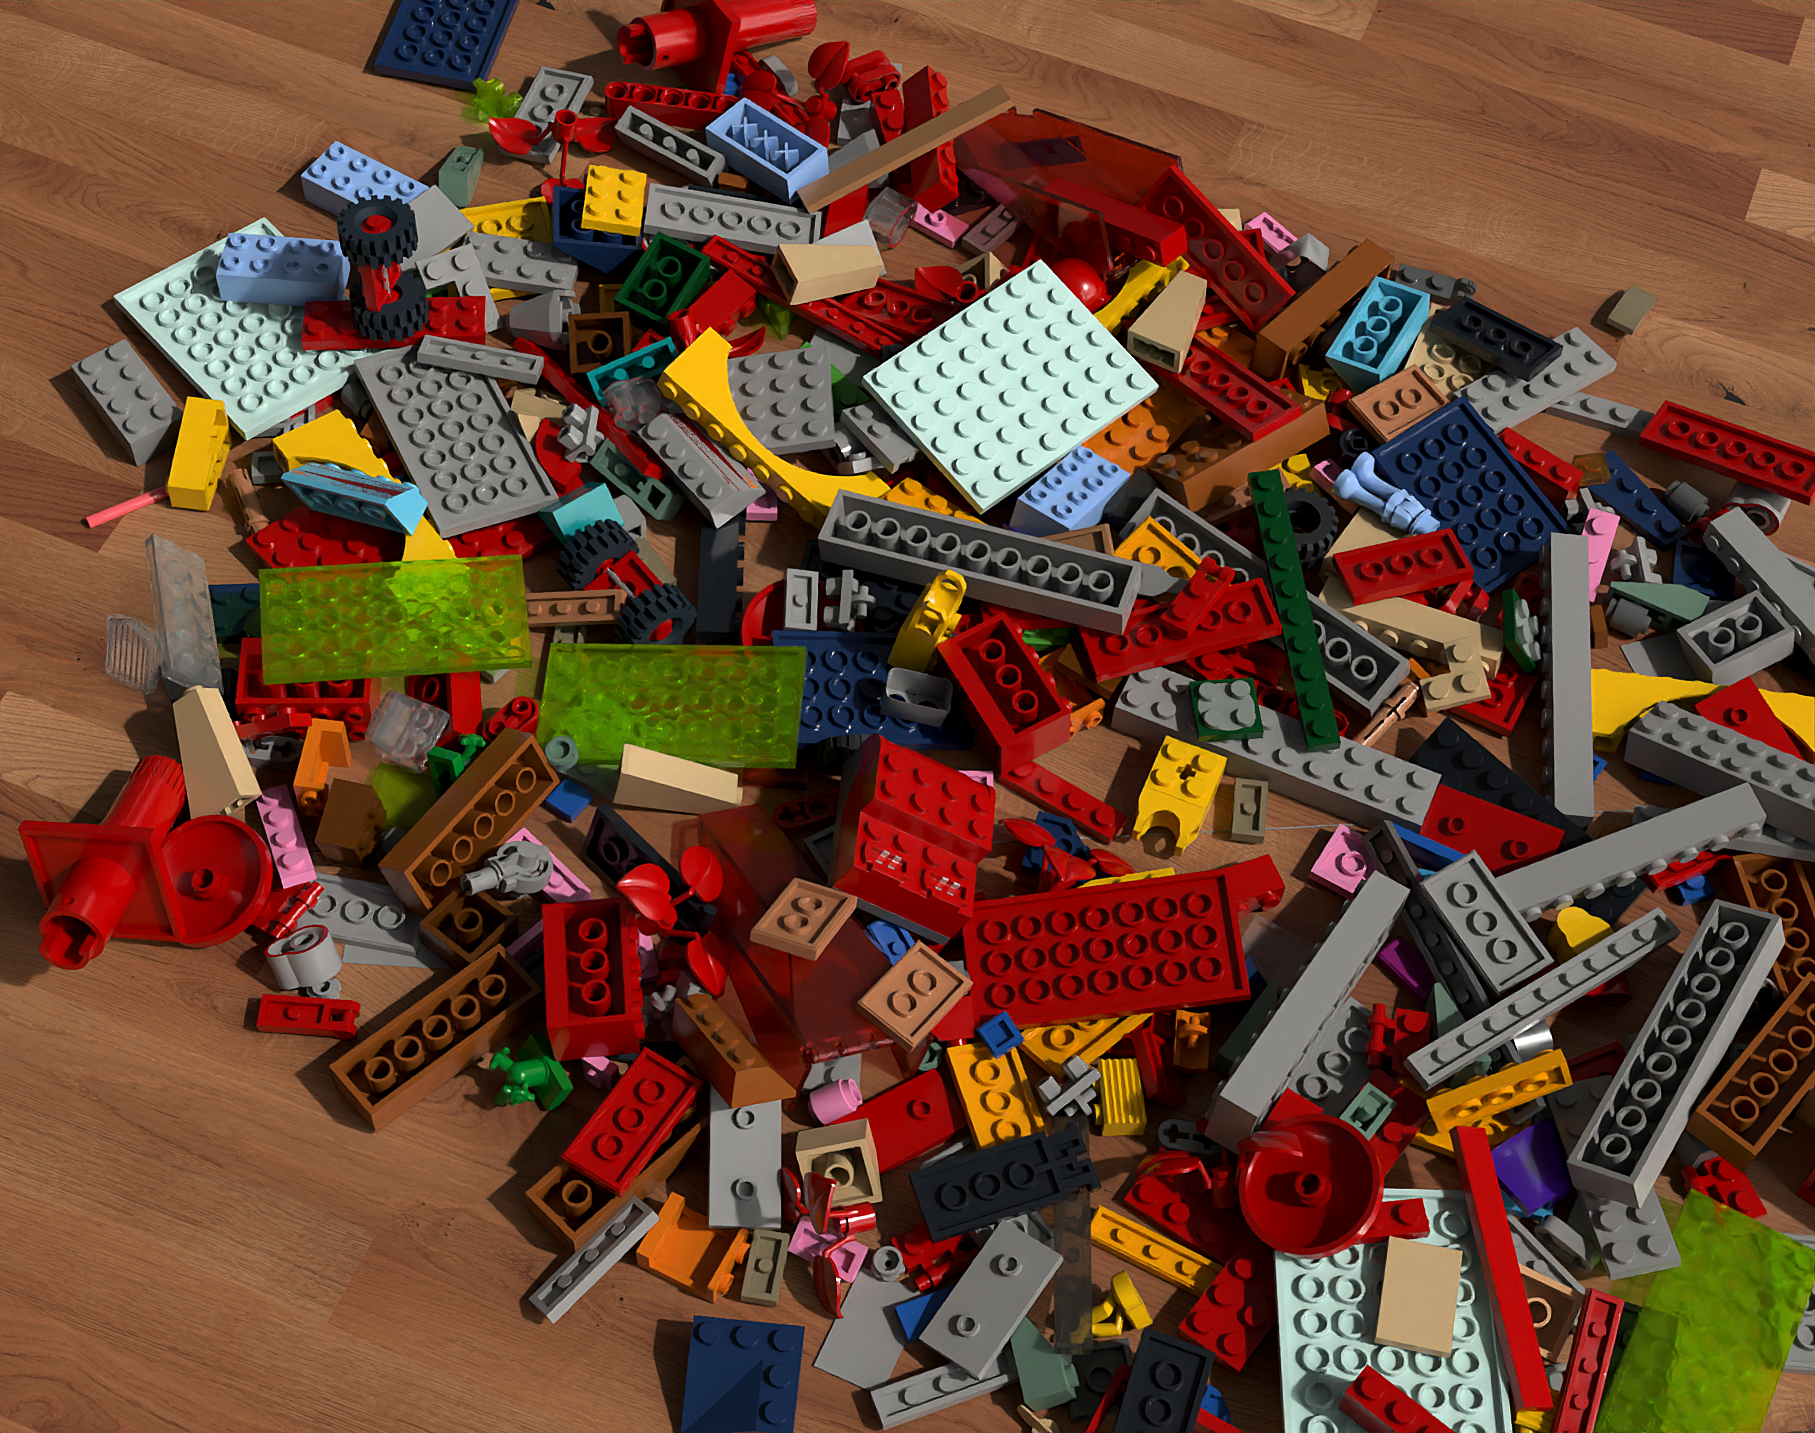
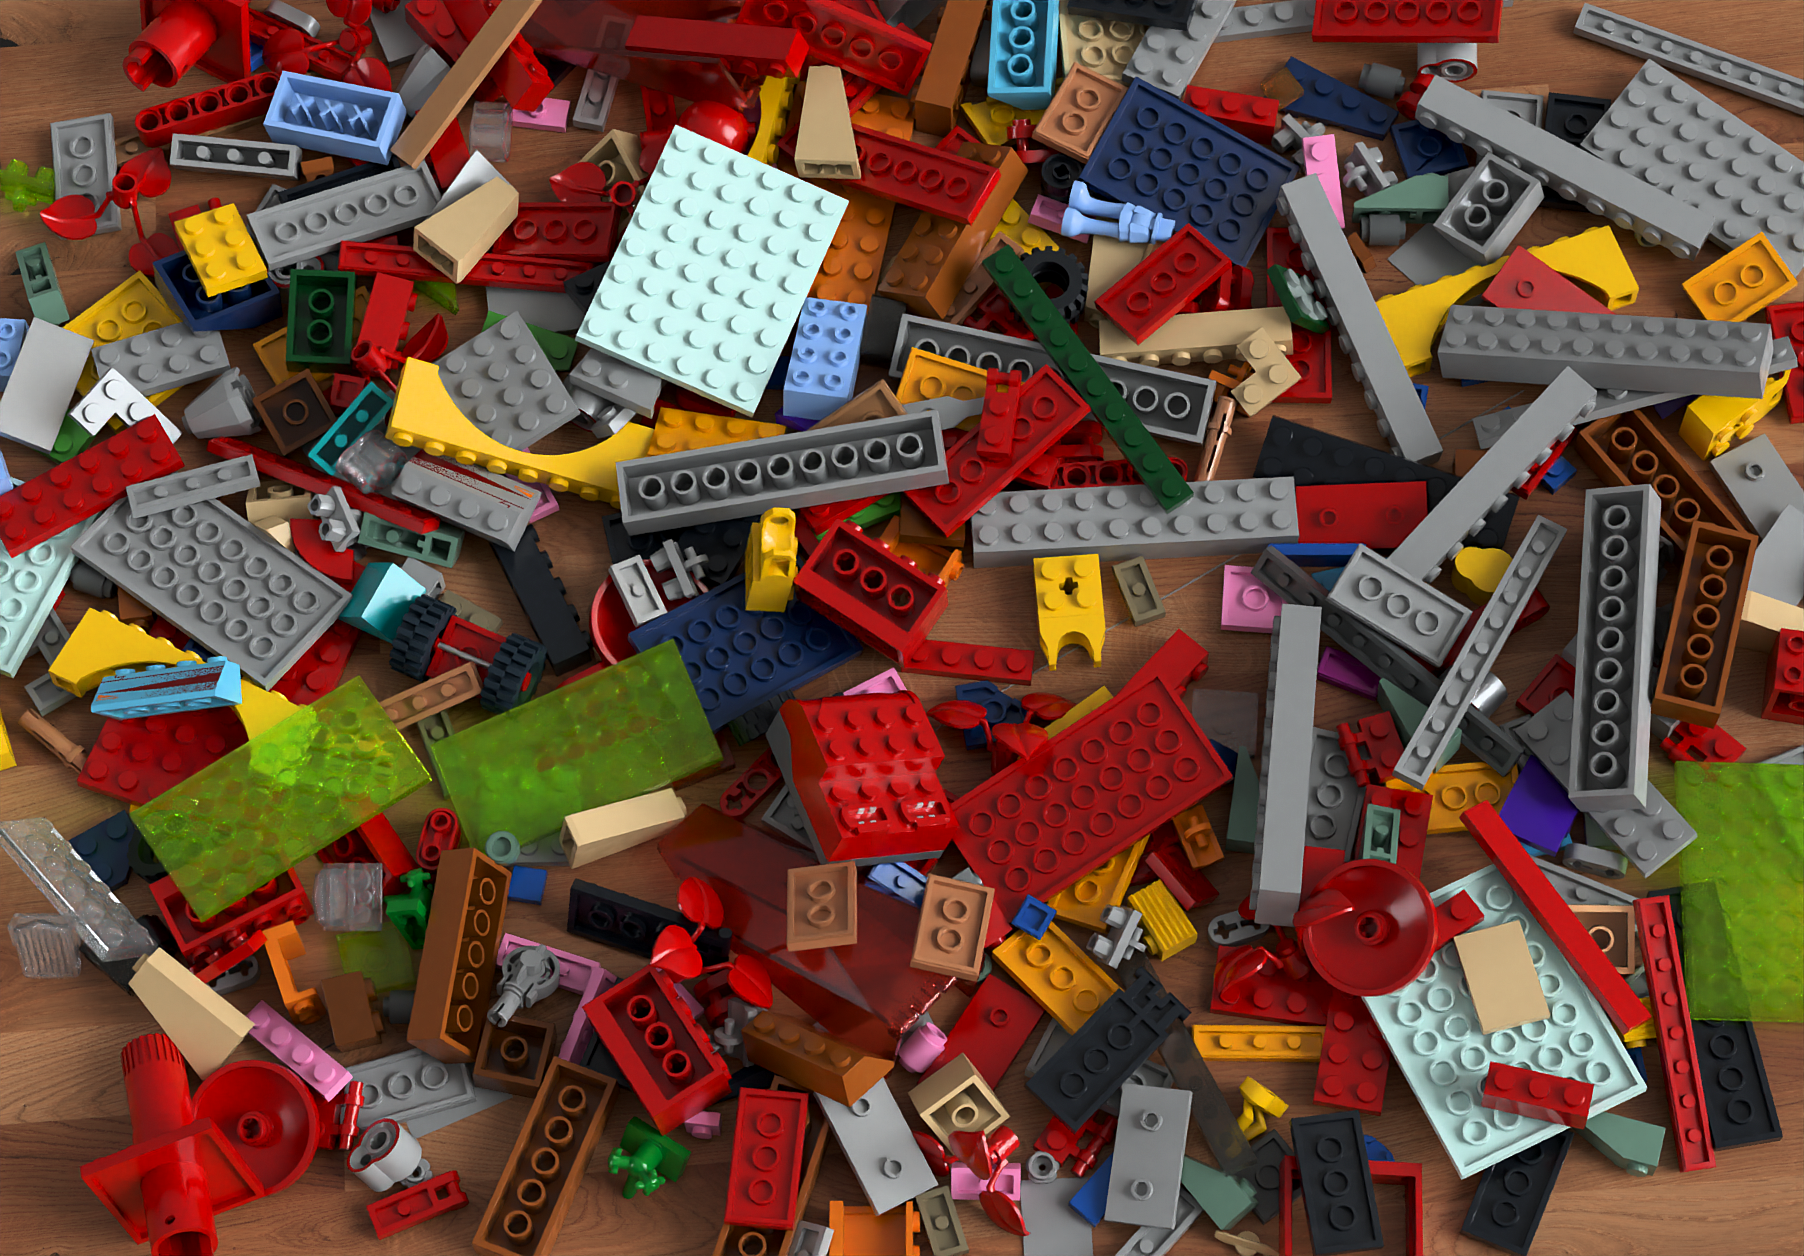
camera: 20 degrees left, 10 degrees up
(378, 238) = (51, 429): black plate -> none
(926, 687) = (808, 617): light grey piece -> none
(1225, 709) = (1075, 509): piece -> none
(1501, 1091) = (1491, 752): light orange plate -> none

